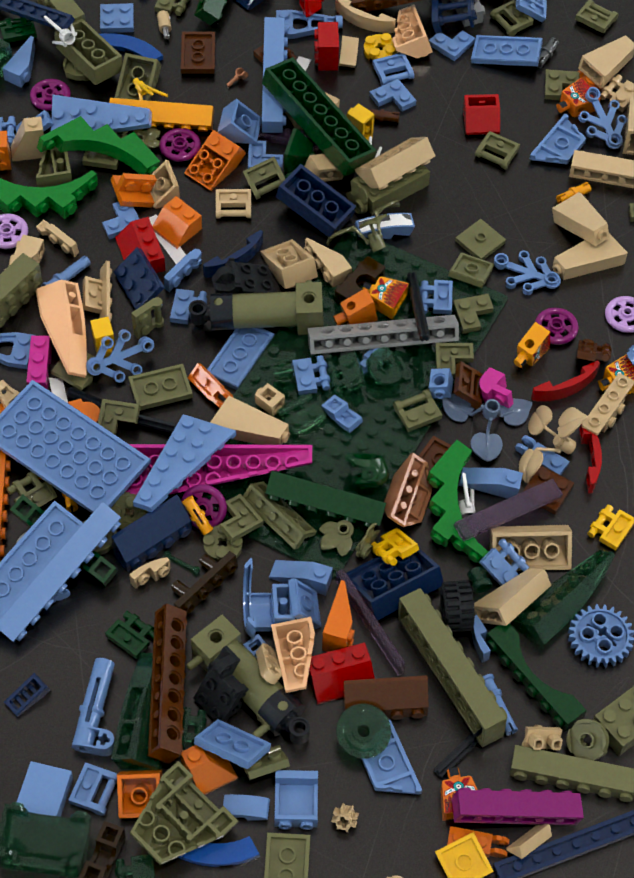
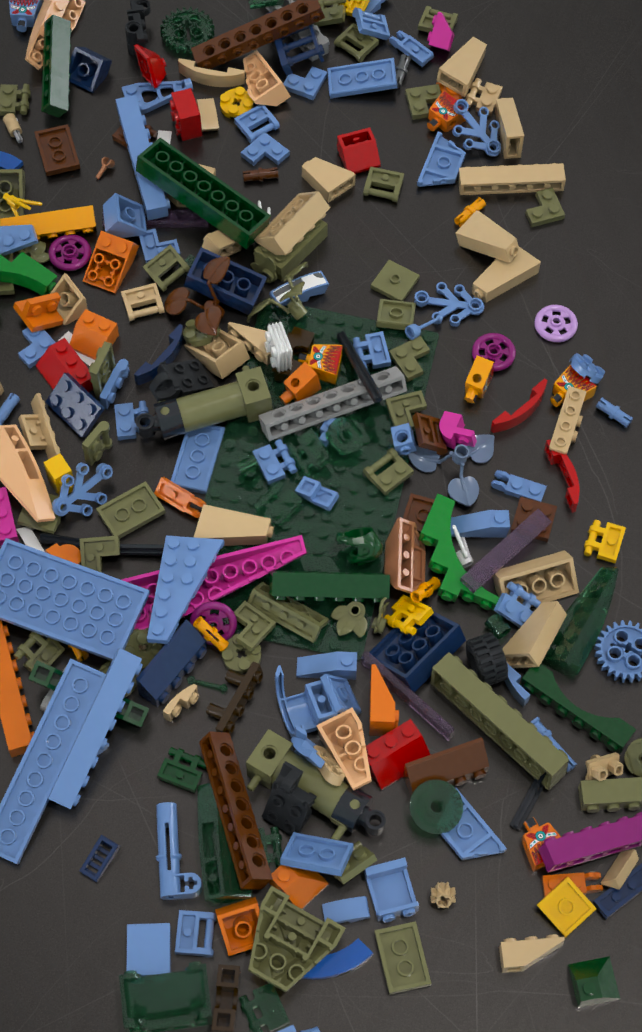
camera: 15 degrees left, 5 degrees up
(173, 250) = (102, 368): none -> olive plate
(252, 644) = (307, 751): none -> medium blue slope
(269, 399) = (243, 491): tan brick -> none
(279, 241) = (193, 335): none -> olive plate
(294, 225) = (209, 320): none -> reddish brown plant
(297, 151) = (192, 234): dark green slope -> none
(344, 269) = (279, 347): none -> white brick
(362, 120) = (245, 185): yellow brick -> none
(418, 527) = (420, 593): none -> light orange pin
(445, 133) = (327, 178): none -> tan slope
(482, 287) = (413, 331): none -> medium blue hinge
(563, 34) = (411, 48): none -> medium blue hinge
(568, 423) = (540, 451): tan plant -> none
(590, 351) = (535, 371): reddish brown plate -> none
(596, 27) = (442, 34): none -> dark pink slope

